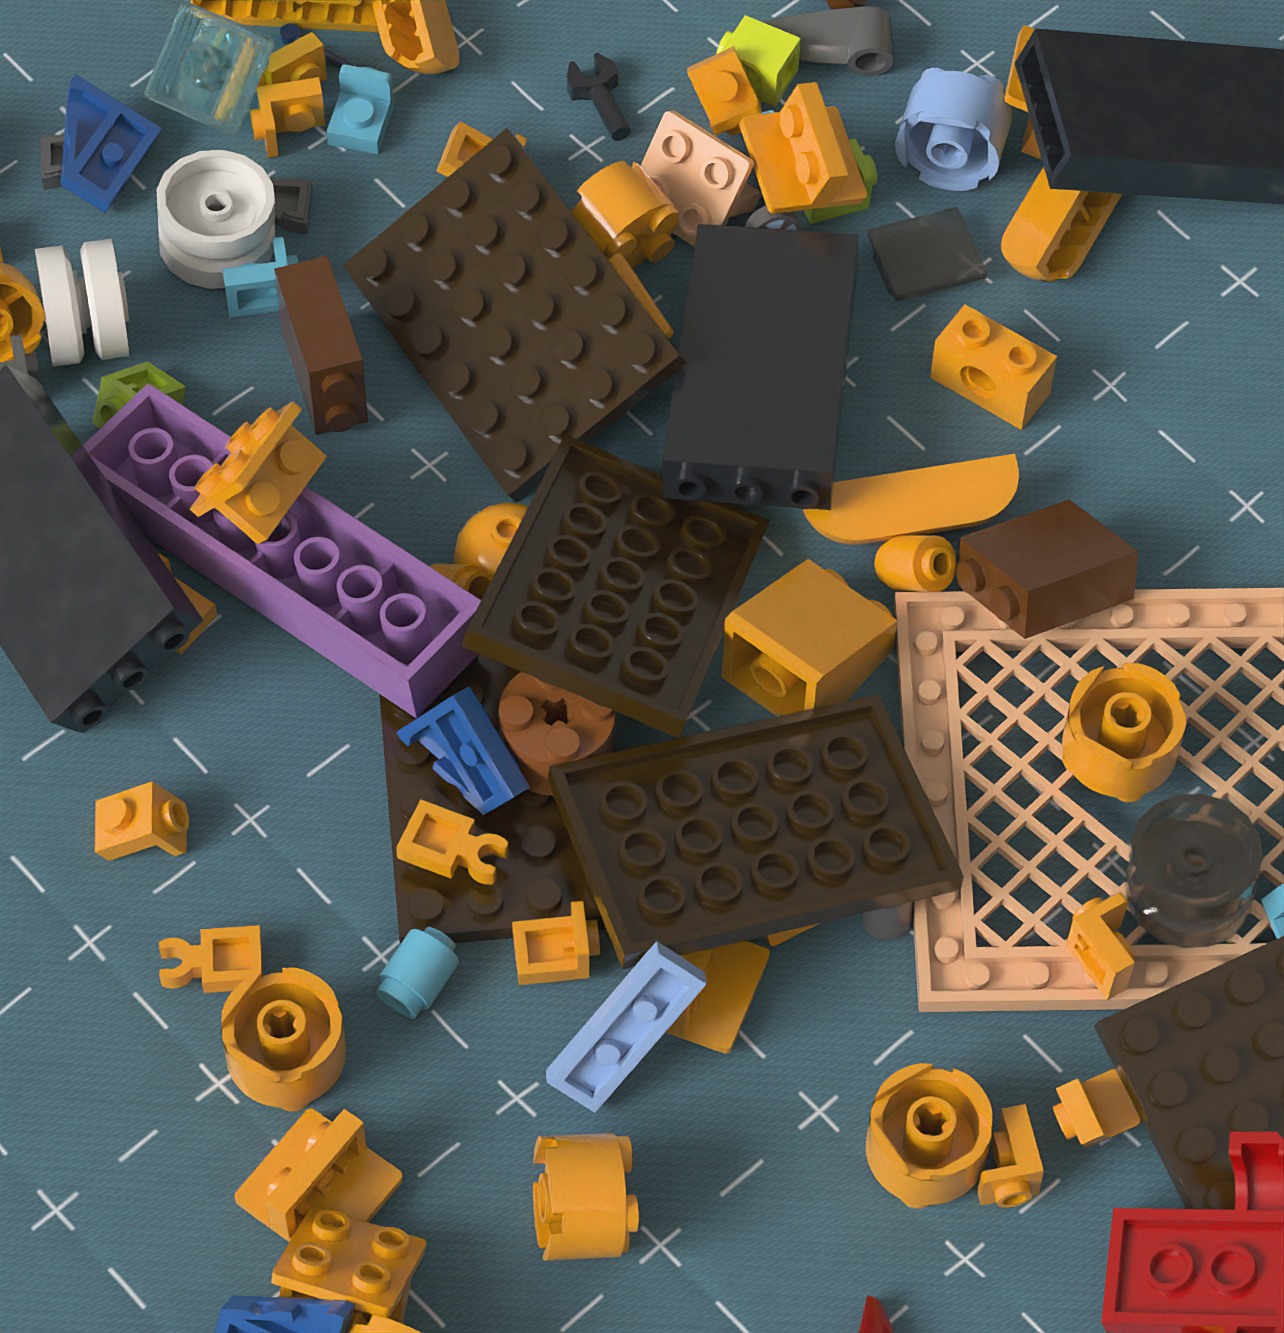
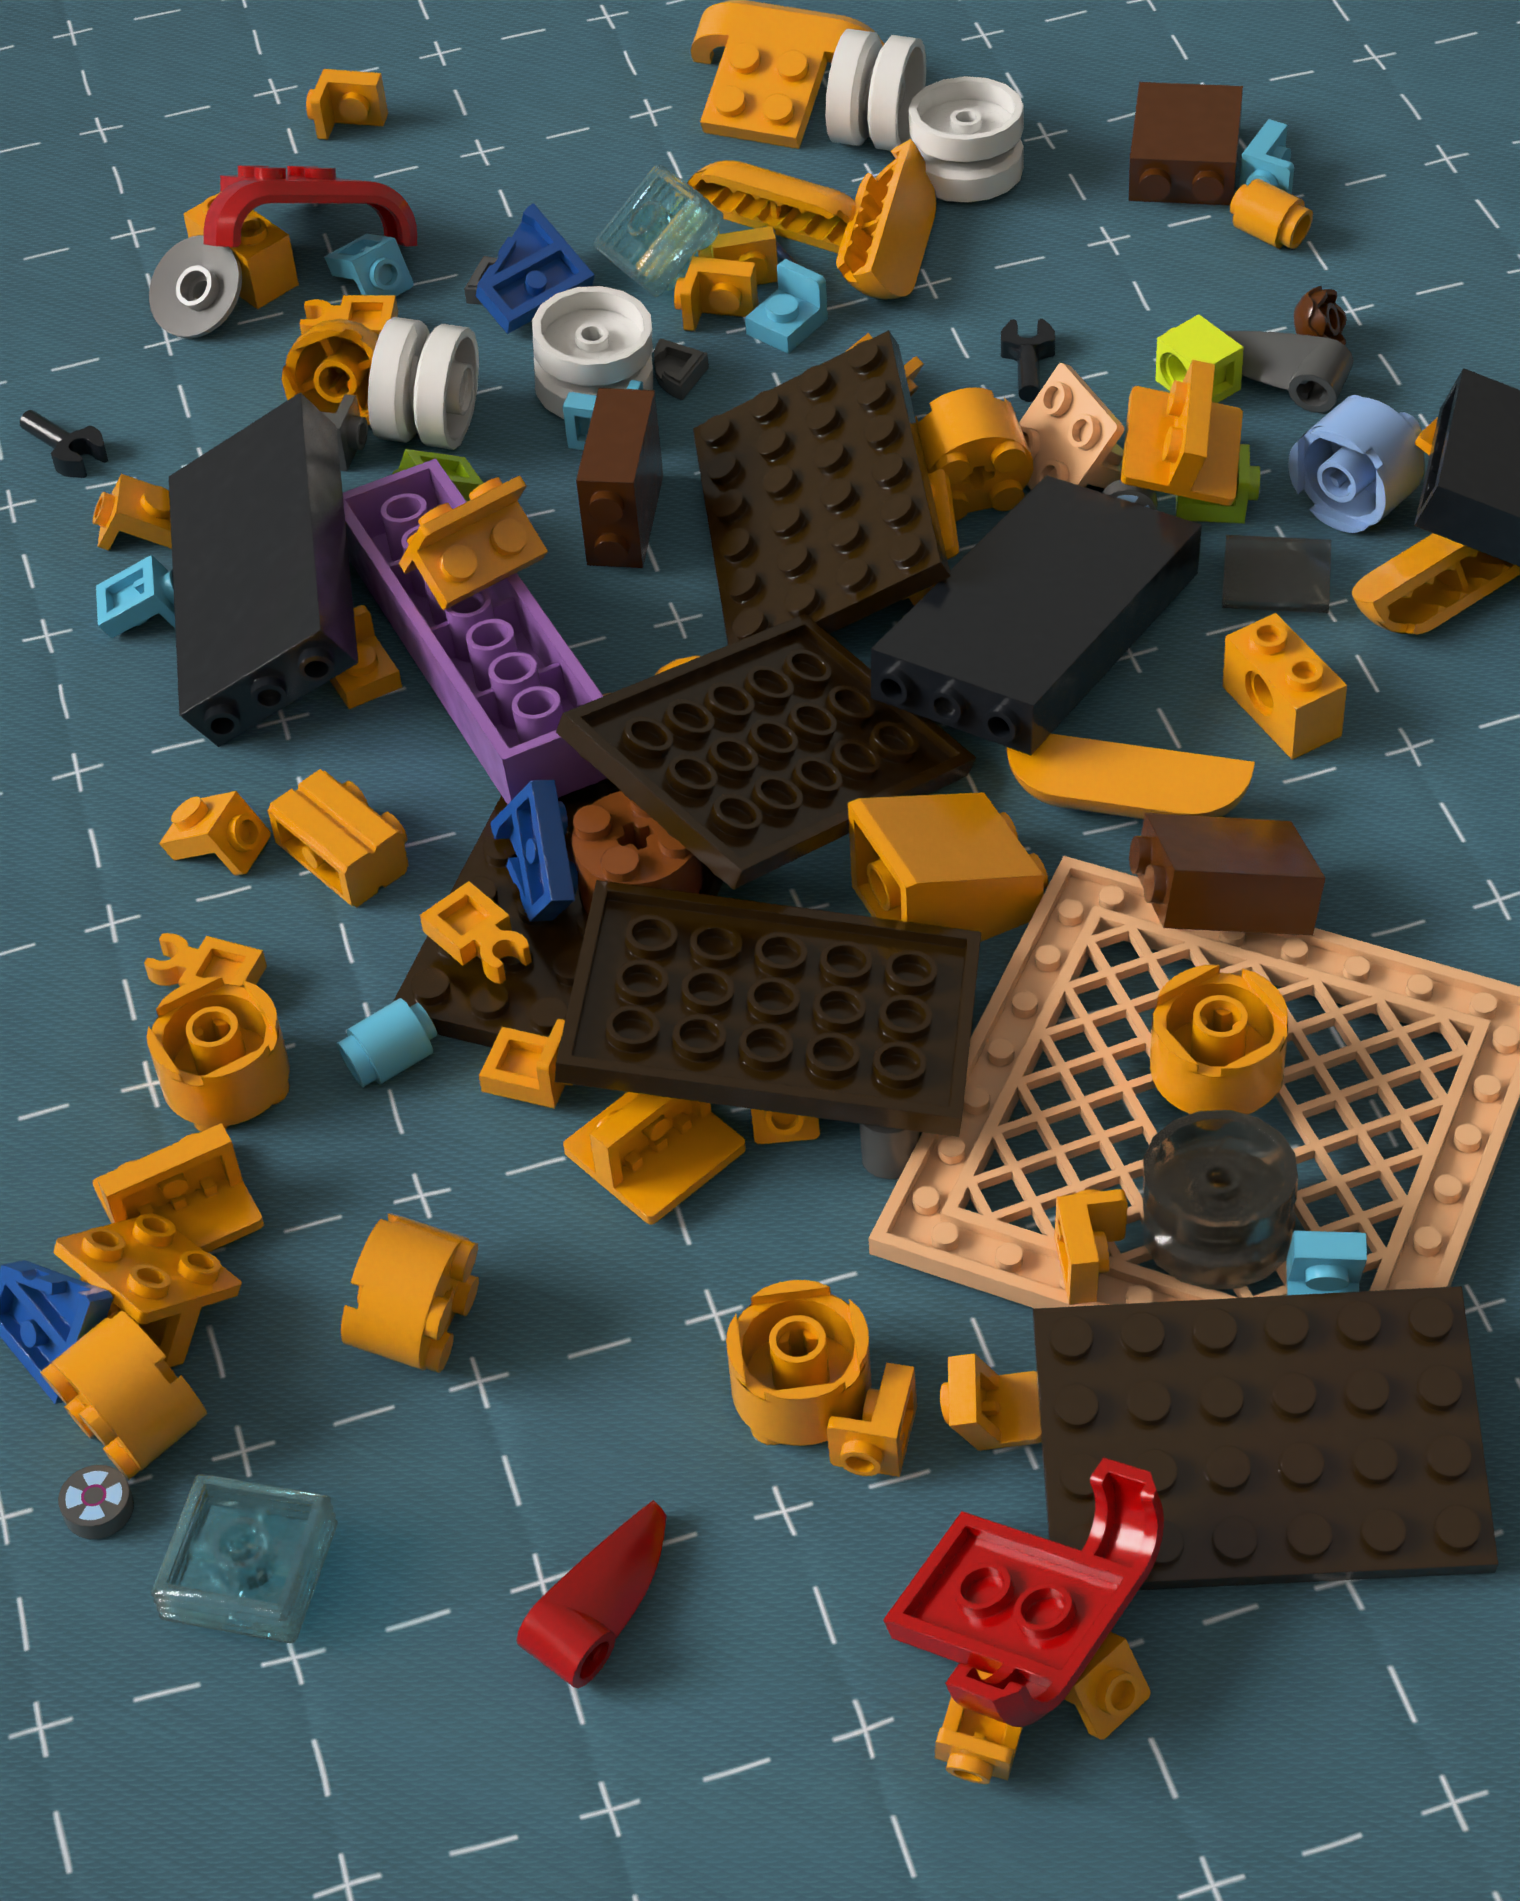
camera: 30 degrees right, 10 degrees down
(260, 789) = (339, 837): none -> light orange brick
(626, 1027) = (539, 1145): light blue plate -> none
(724, 91) = (1145, 364): light orange bracket -> none
(916, 563) = (1098, 833): light orange brick -> none

